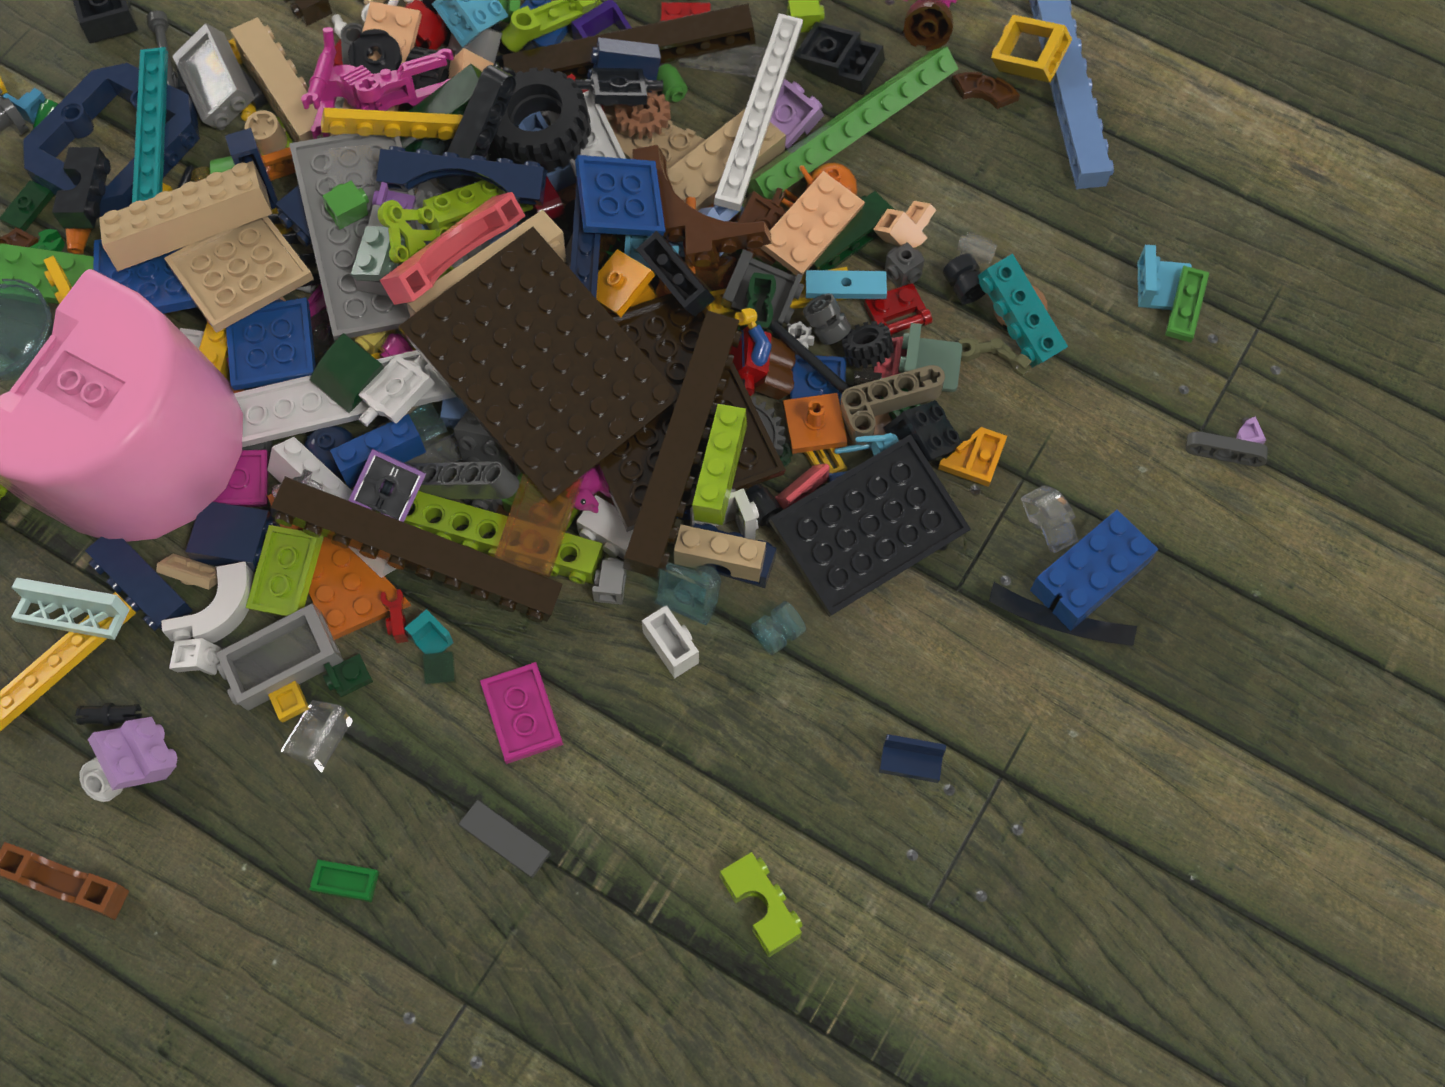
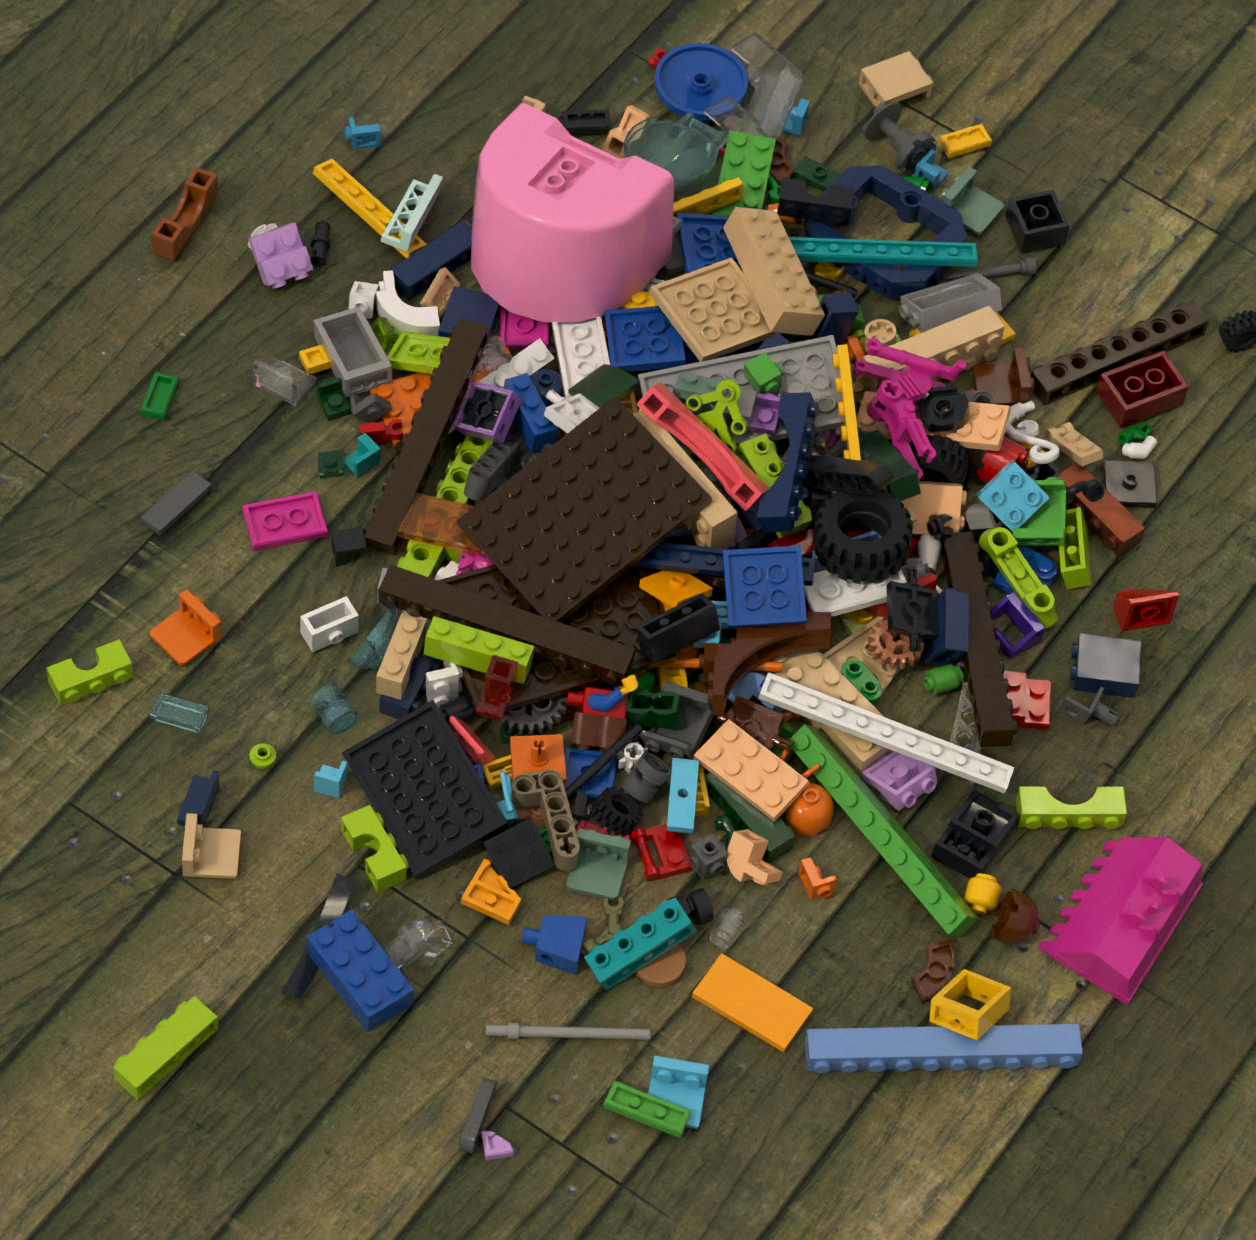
camera: 90 degrees right, 10 degrees down
(71, 65) = (975, 205): none -> sand green bracket
(248, 625) = (384, 332): none -> clear neon green tile
(304, 33) = (1006, 381): none -> reddish brown bracket
(366, 626) = (369, 408): none -> dark grey bracket
(557, 635) = (345, 542): none -> black panel
(687, 141) = (862, 679): none -> green plate
(689, 800) = (187, 630): none -> orange bracket
(763, 444) = (498, 687): none -> clear red brick
(796, 797) = (179, 712): none -> clear light blue tile
(842, 707) = (262, 762): none -> lime plate
(863, 622) = (331, 780): none -> medium azure panel
(866, 251) = (727, 823): none -> dark green arm
(903, 49) = (982, 893): none -> yellow head
(912, 180) = (814, 882): none -> orange bracket
(962, 556) = (366, 829): none -> lime arch
(975, 738) = (210, 850): none -> tan bracket
(1020, 390) = (558, 941): none -> blue torso
(1049, 228) = (752, 1002): none -> light orange tile
(1123, 425) = (514, 1031): none -> light grey bar
(1224, 755) = (165, 1047): none -> lime brick

